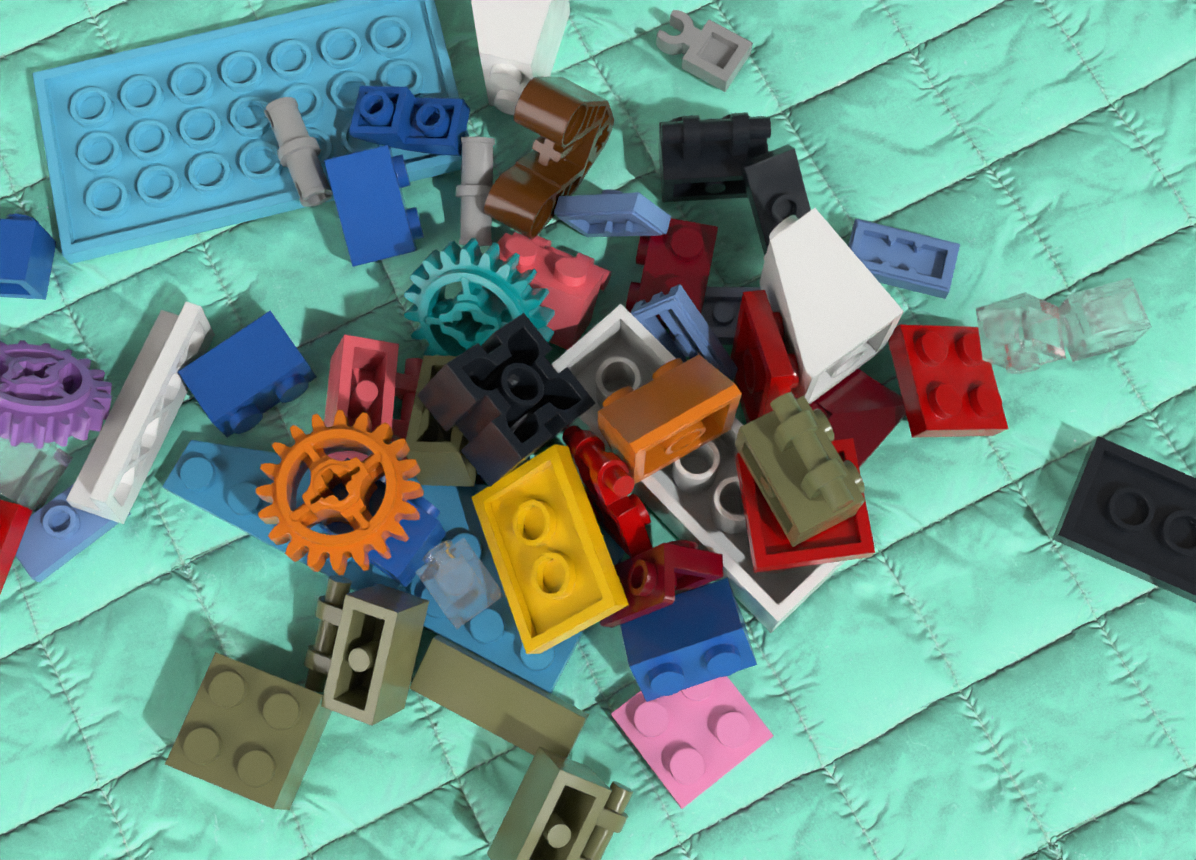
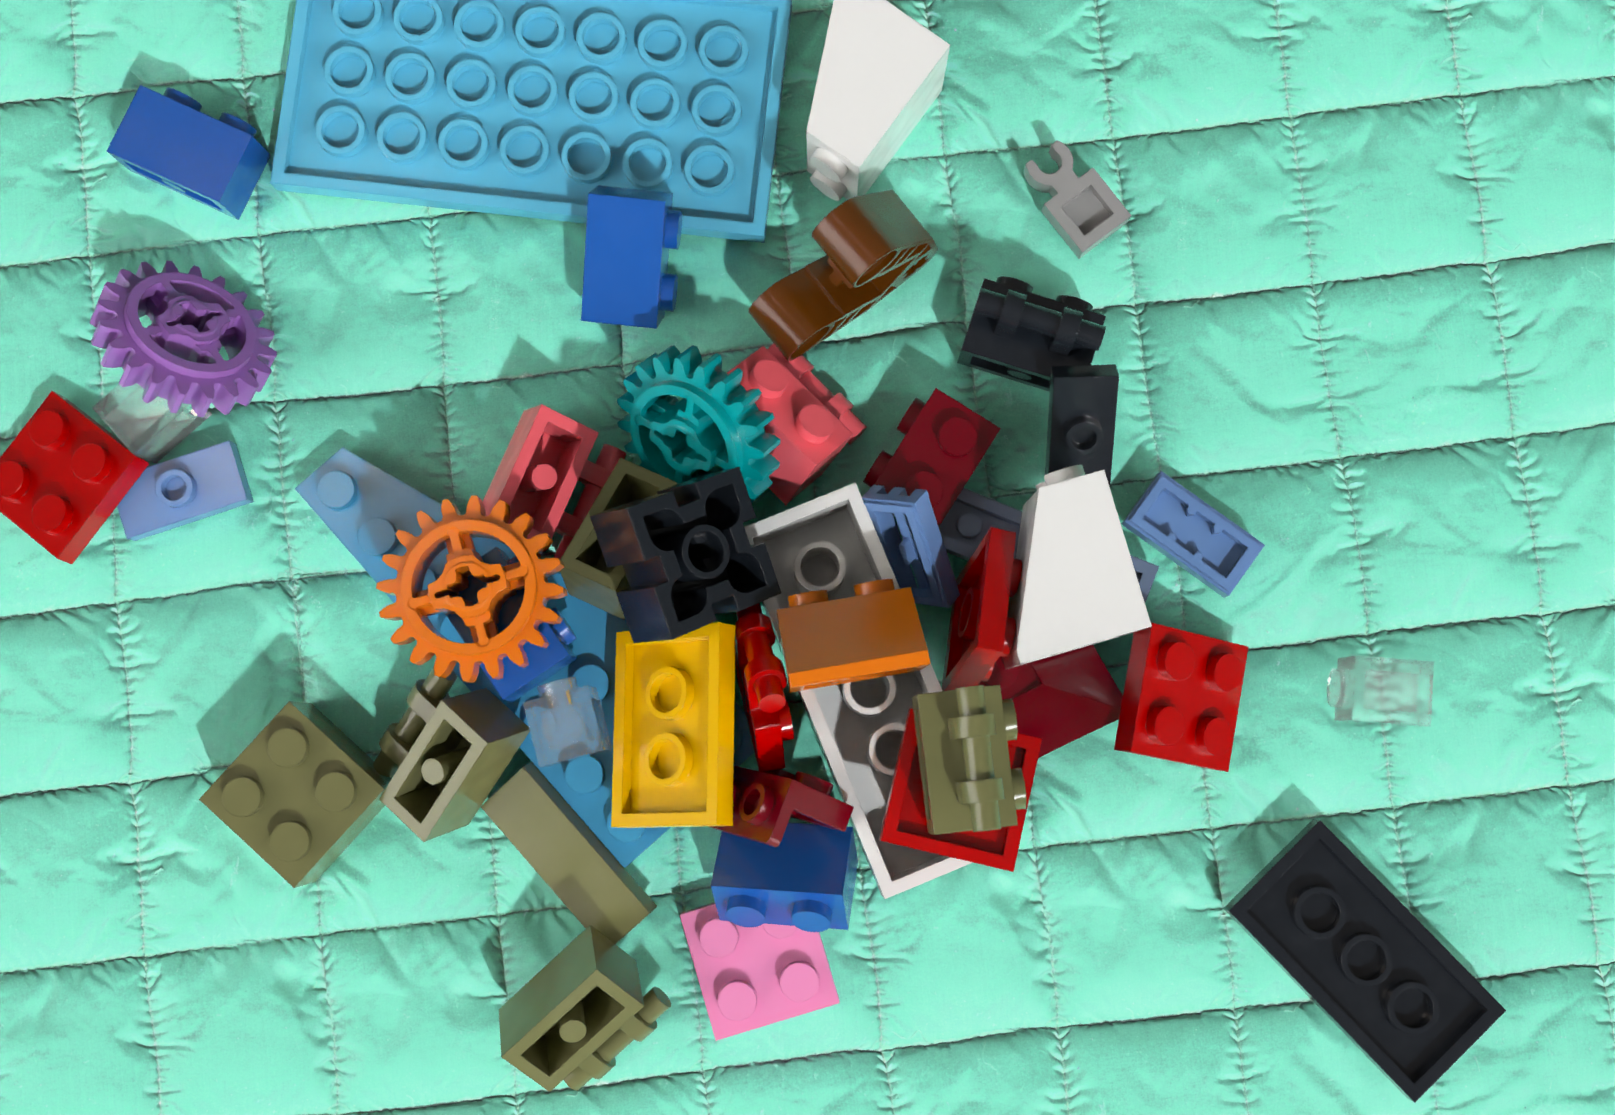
camera: 20 degrees right, 10 degrees up
(141, 415) = (299, 399): white fence -> none
(248, 375) = (427, 399): blue brick -> none
(298, 151) = (567, 160): light grey pin -> none
(409, 123) = (705, 169): blue slope -> none
(474, 189) = (750, 278): light grey pin -> none
(612, 214) = (889, 368): medium blue plate -> none
(1020, 333) = (1284, 677): clear brick -> none

